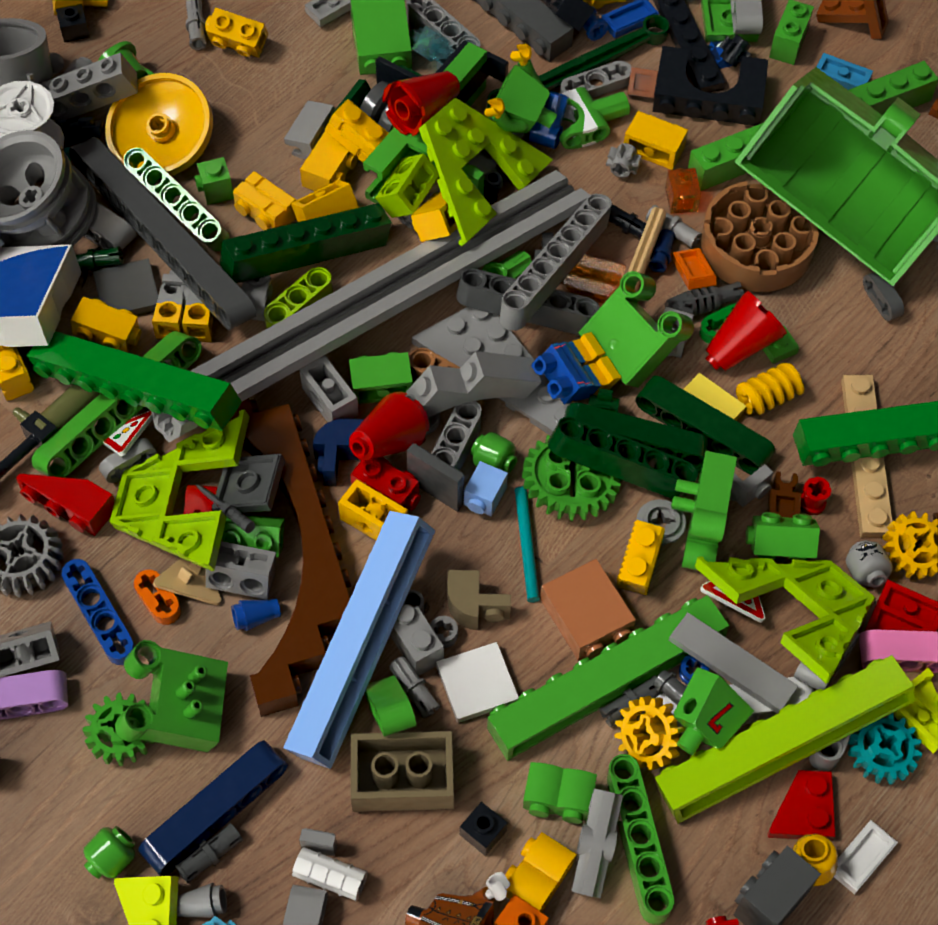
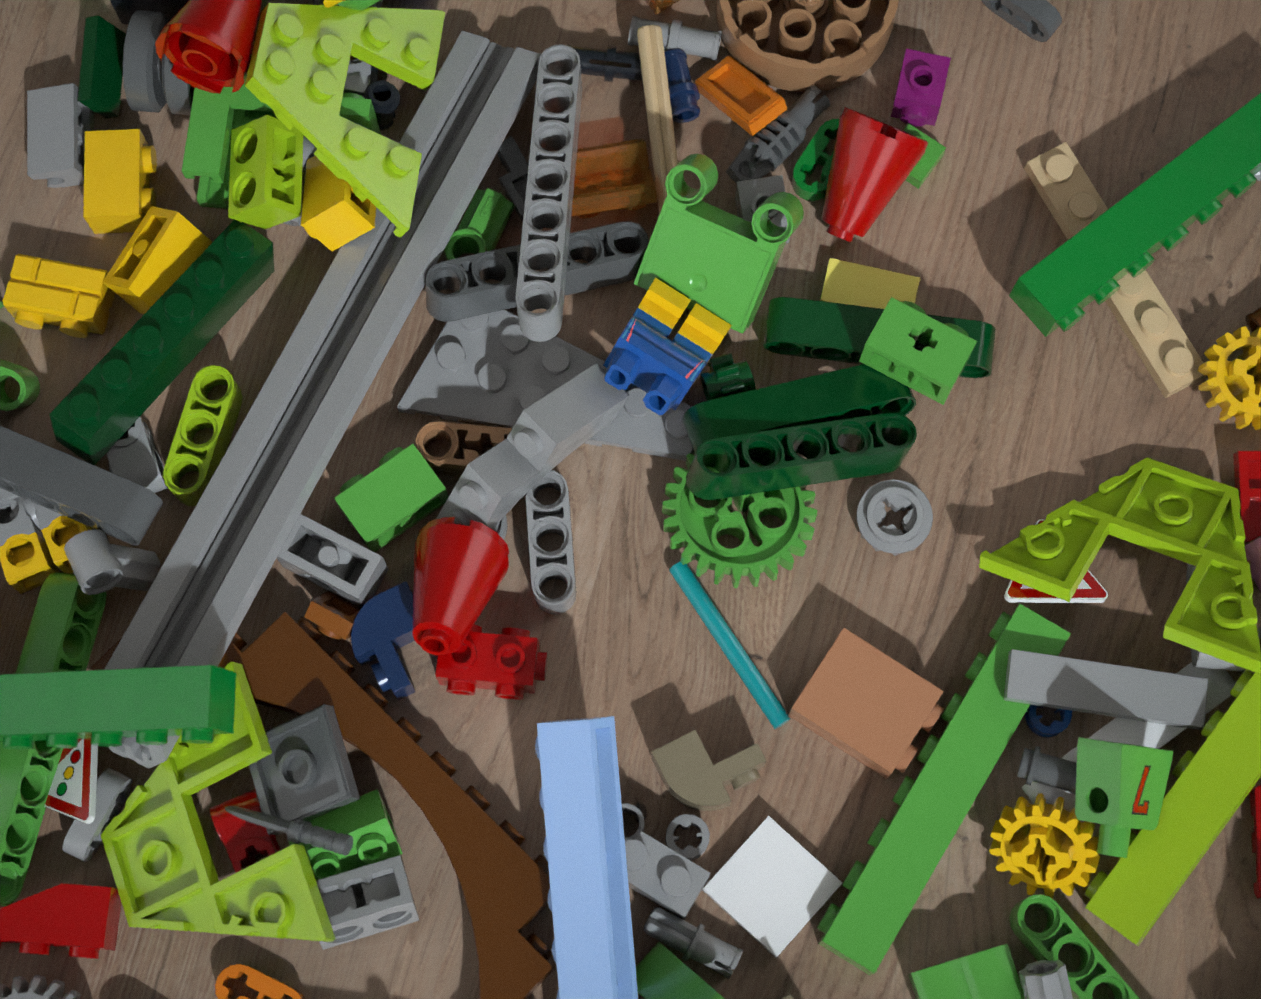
camera: 25 degrees left, 15 degrees up
(187, 580) = (287, 960): tan piece -> none
(206, 333) = (106, 565): none -> light grey piece
(252, 613) = (413, 951): blue cone -> none
(312, 420) = (332, 615): none -> dark orange plate
(355, 130) = (140, 118): yellow brick -> none
(366, 508) = (496, 717): yellow brick -> none
(436, 477) = (558, 618): dark grey tile -> none
(485, 489) = (633, 598): light blue brick -> none
(494, 451) = (616, 535): bright green head -> none
(628, 695) = (990, 804): dark grey pin -> none
(640, 557) = (901, 591): yellow brick -> none
(708, 507) = (962, 478): bright green piece -> none
(719, 429) = (928, 371): none -> bright green brick
(754, 486) = (996, 398): light grey bracket -> none
(770, 388) = (939, 233): yellow piece -> none
(783, 499) = (1043, 403): reddish brown plate -> none
(783, 536) = (1073, 458): bright green brick -> none
(801, 309) = (920, 88): none -> magenta brick
(815, 494) = (1092, 364): red bush -> none
(869, 564) = (1201, 439): light grey head -> none

